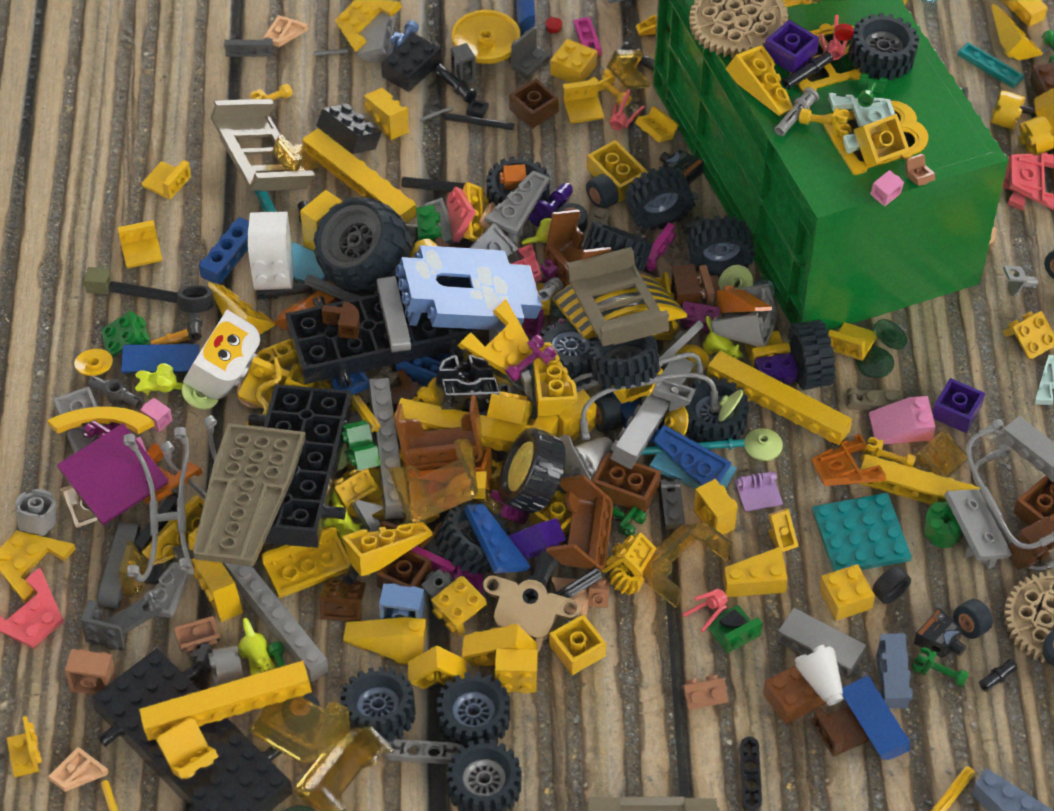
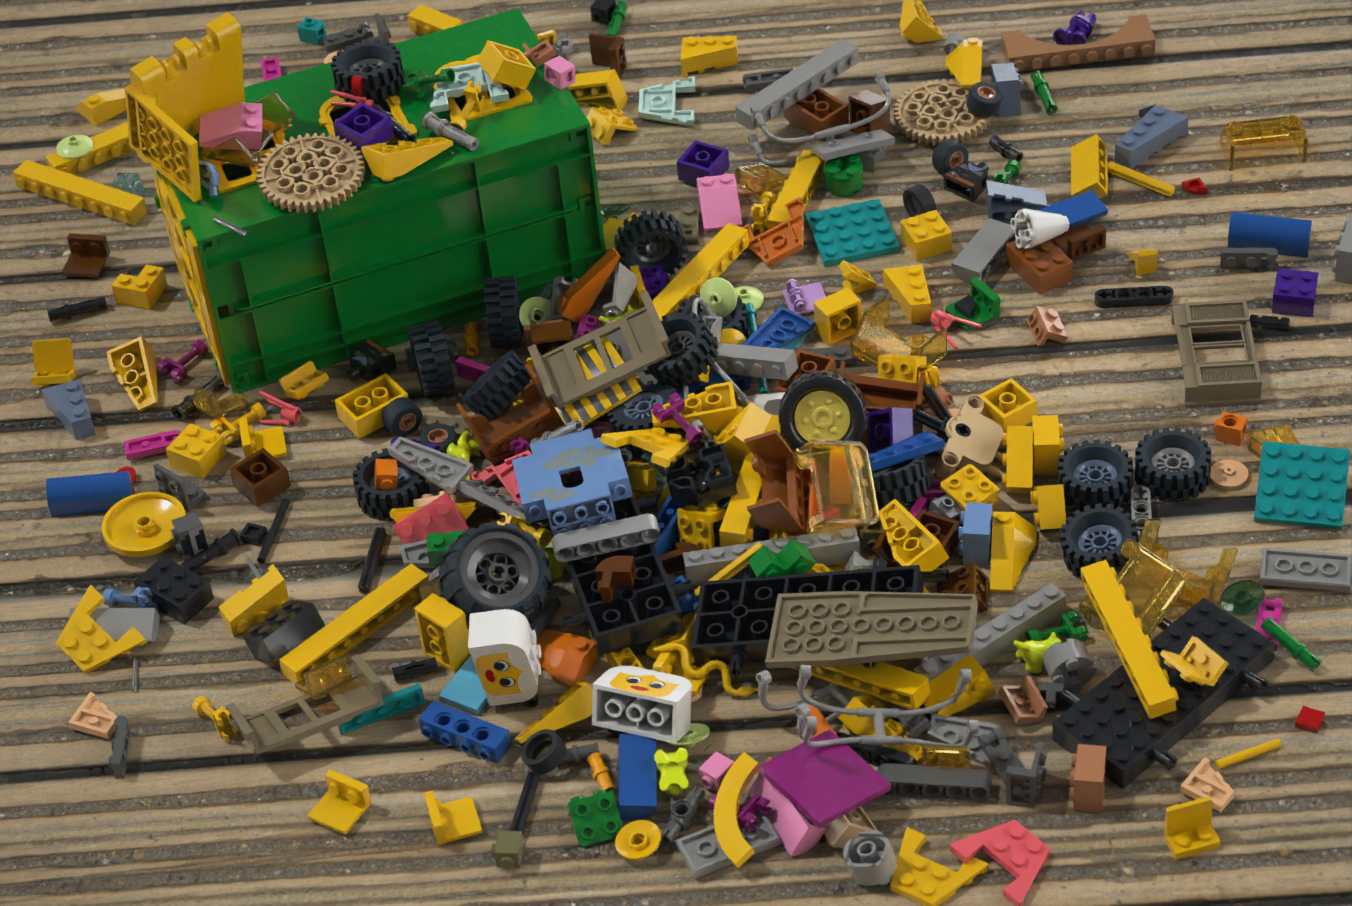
camera: 85 degrees left, 10 degrees down
(806, 783) = (1144, 260): none -> yellow slope
(957, 748) = (1089, 167): none -> yellow brick

